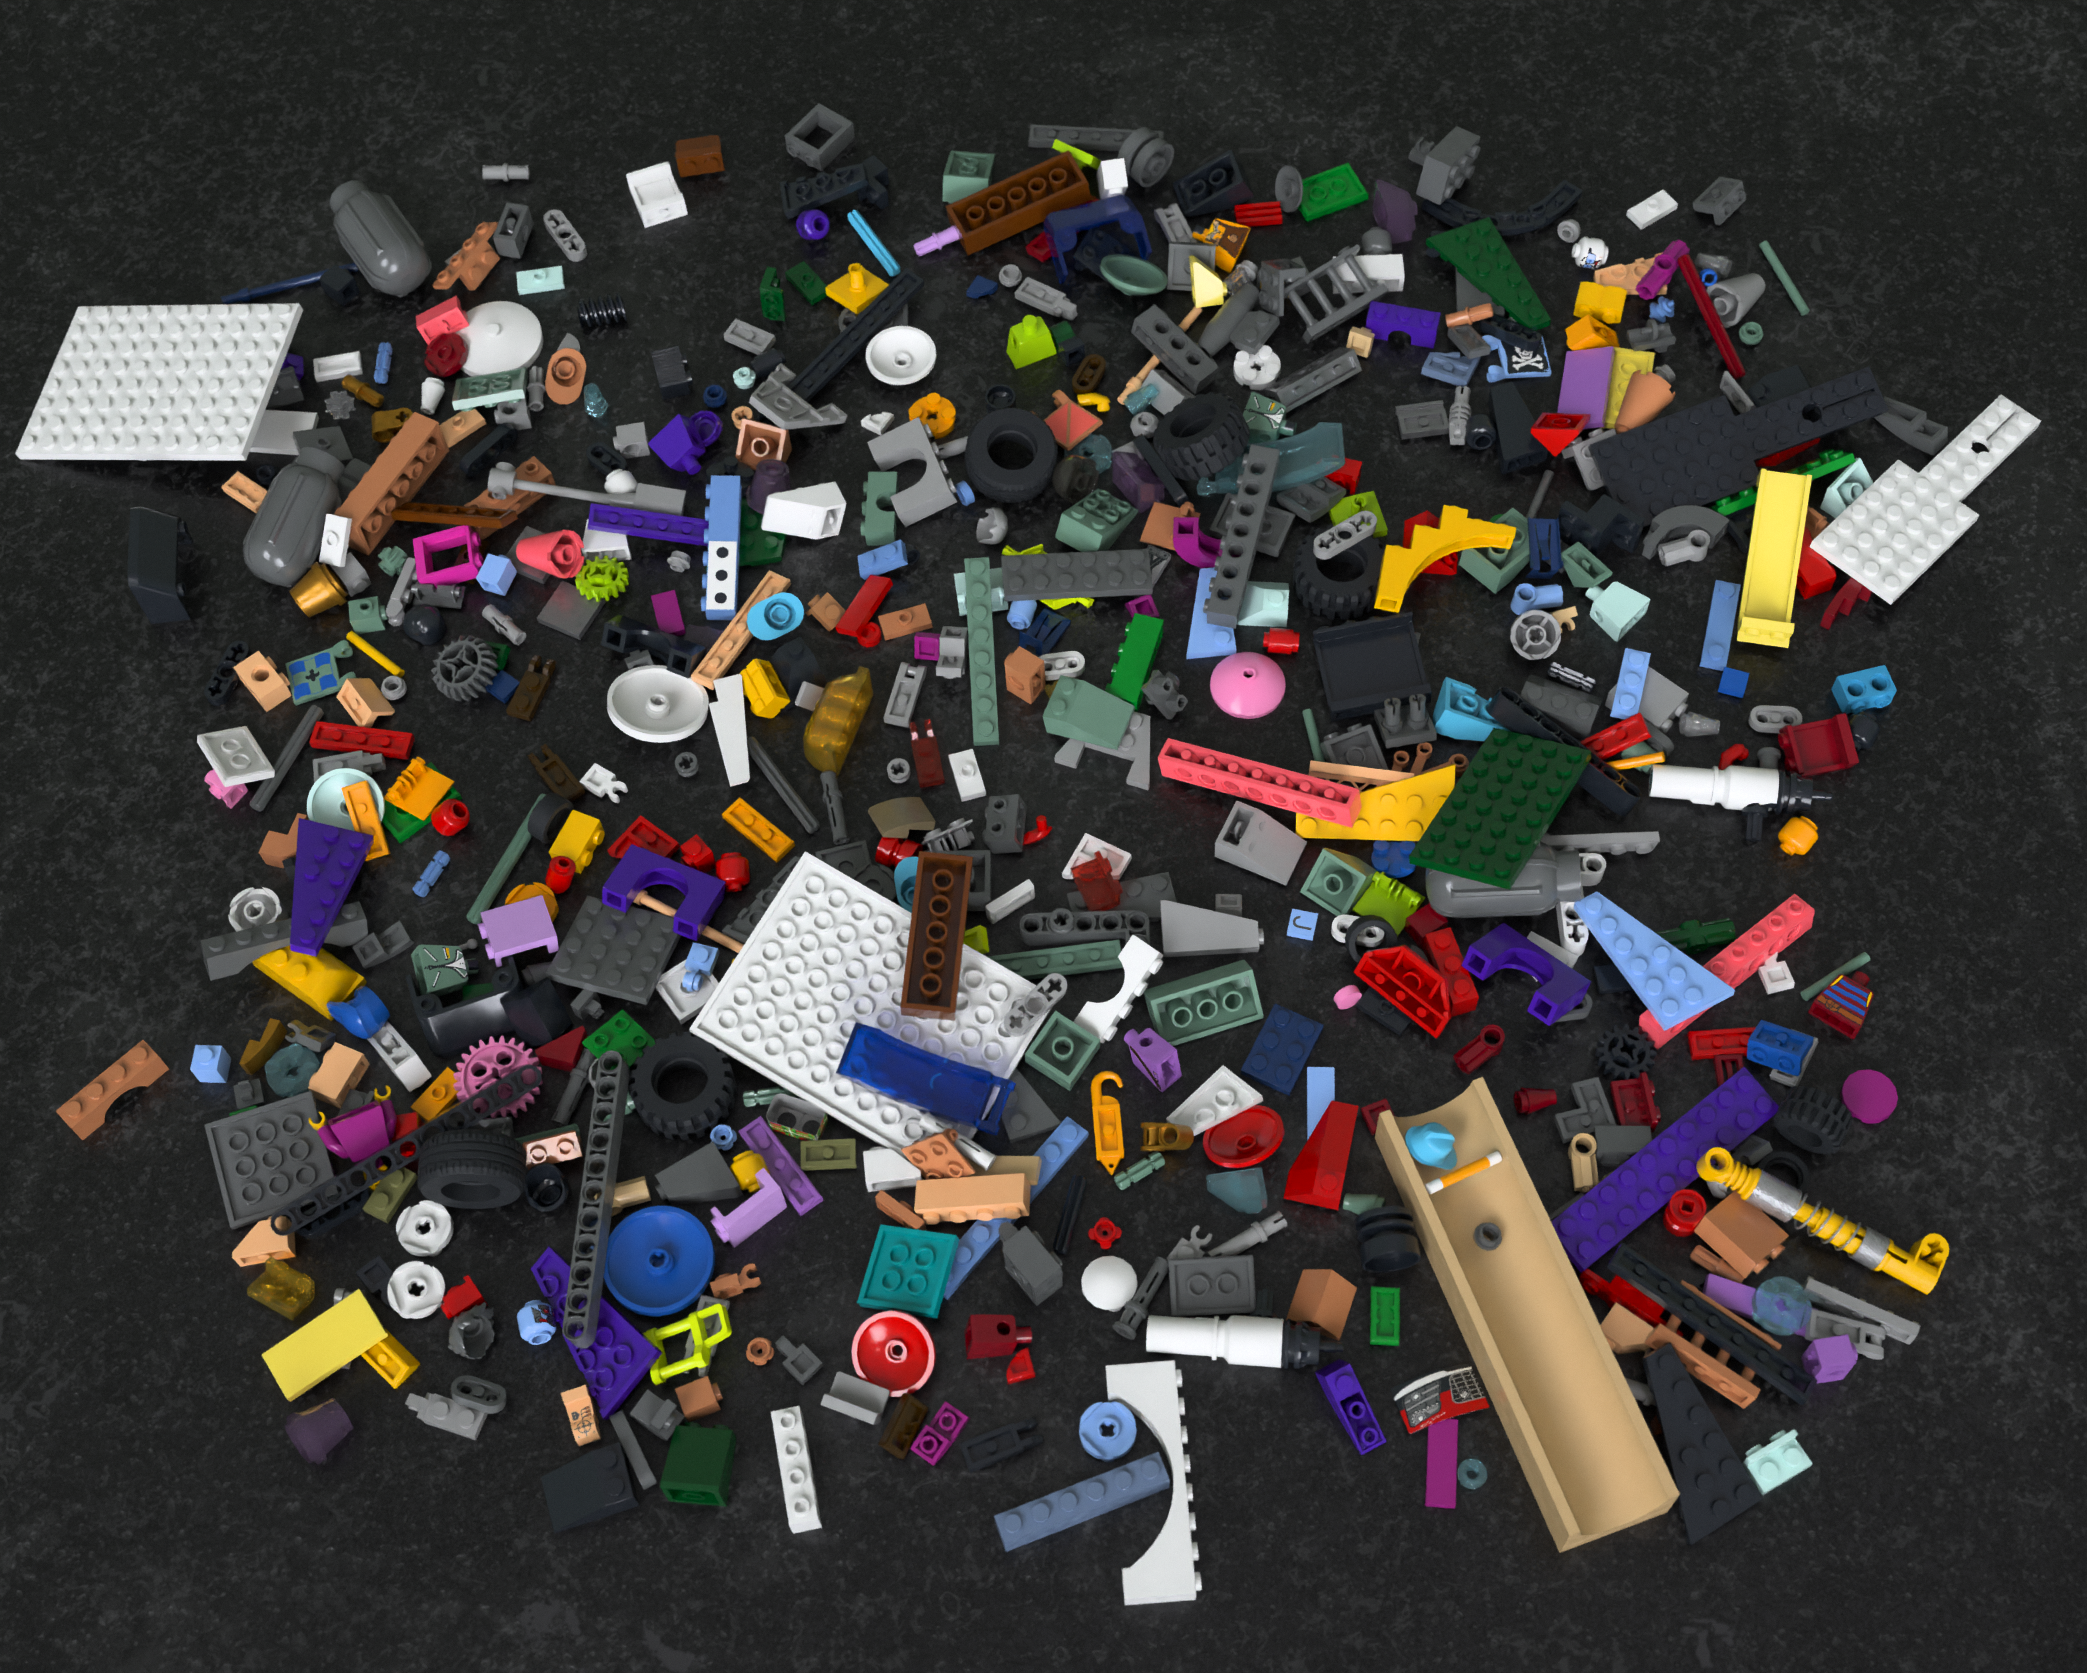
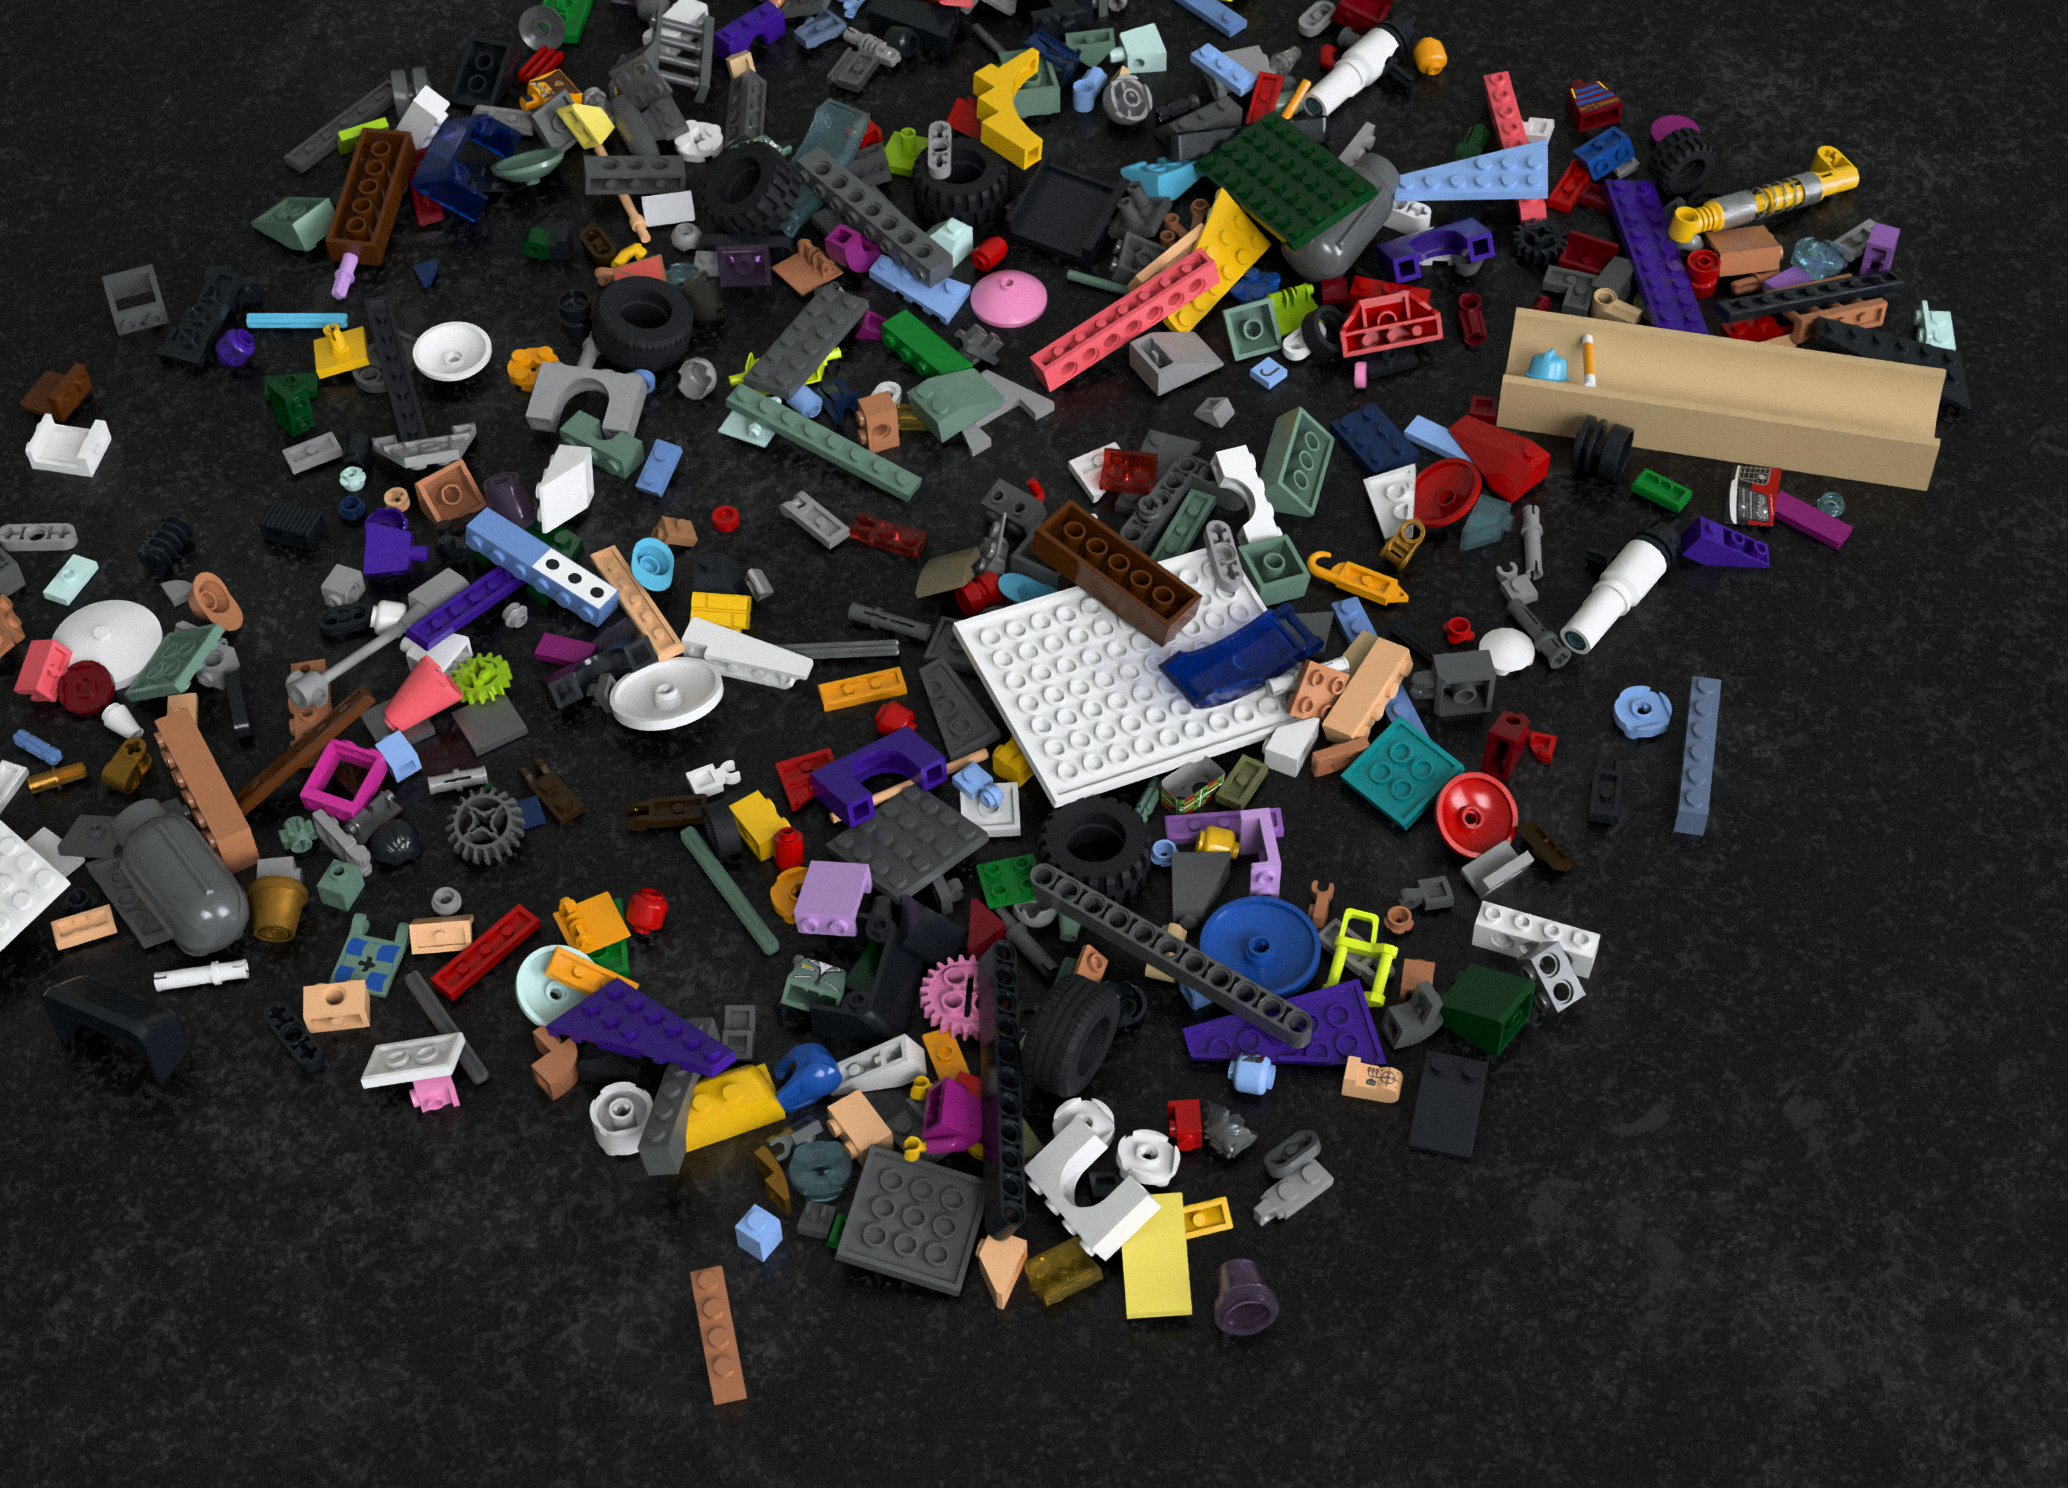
camera: 60 degrees left, 10 degrees down
(251, 591) = (213, 973): none -> white pin
(335, 540) = (242, 853): white plate -> none
(340, 405) = (58, 799): clear gear -> none
(355, 760) = (500, 984): light grey hinge -> none
(360, 1233) = (1056, 1173): none -> white arch
(375, 654) = (391, 901): yellow bar -> none
(431, 873) = (691, 960): medium blue axle -> none
(594, 401) = (267, 596): clear light blue cone -> none
(633, 1449) = (1413, 1053): dark grey beam -> none
(686, 756) = (745, 702): dark grey bush -> none
(697, 855) = (856, 734): red brick -> none
(757, 1503) = (1556, 973): none -> dark grey brick
(837, 720) = (806, 573): clear yellow windscreen -> none
(864, 605) = (695, 504): red tile -> none
(878, 423) = (500, 409): white tile -> none
(896, 764) = (892, 555): light grey bush -> none
(905, 622) = (736, 486): nougat plate -> none
(927, 646) = (780, 479): magenta tile -> none
(940, 1433) = (1565, 827): magenta slope -> none
(952, 652) = (805, 464): light grey brick -> none
(967, 775) = (935, 517): white plate -> none
(1010, 275) = (435, 246): light grey plate -> none
(1029, 342) = (530, 251): lime torso -> none
(1046, 299) = (487, 234): light grey hinge -> none
(1095, 522) = (758, 312): sand green slope -> none
(1139, 1170) = (1416, 581): sand green axle -> none
(1140, 399) = (660, 223): clear light blue cone -> none
(1154, 1057) = (1323, 515): medium lavender torso -> none
(1167, 1567) = (1787, 724): white arch -> none
(1206, 932) = (1229, 426): light grey slope -> none
(1212, 1285) = (1559, 582): dark grey tile -> none
(1322, 1301) = (1615, 522): nougat slope -> none
(1362, 1202) = (1560, 452): sand green cone -> none
(1492, 1232) = (1645, 385): dark grey plate -> none
(1733, 682) = (1262, 25): blue tile -> none
(1845, 969) = (1561, 101): sand green bar -> none
(1860, 1310) = (1831, 230): light grey hinge -> none

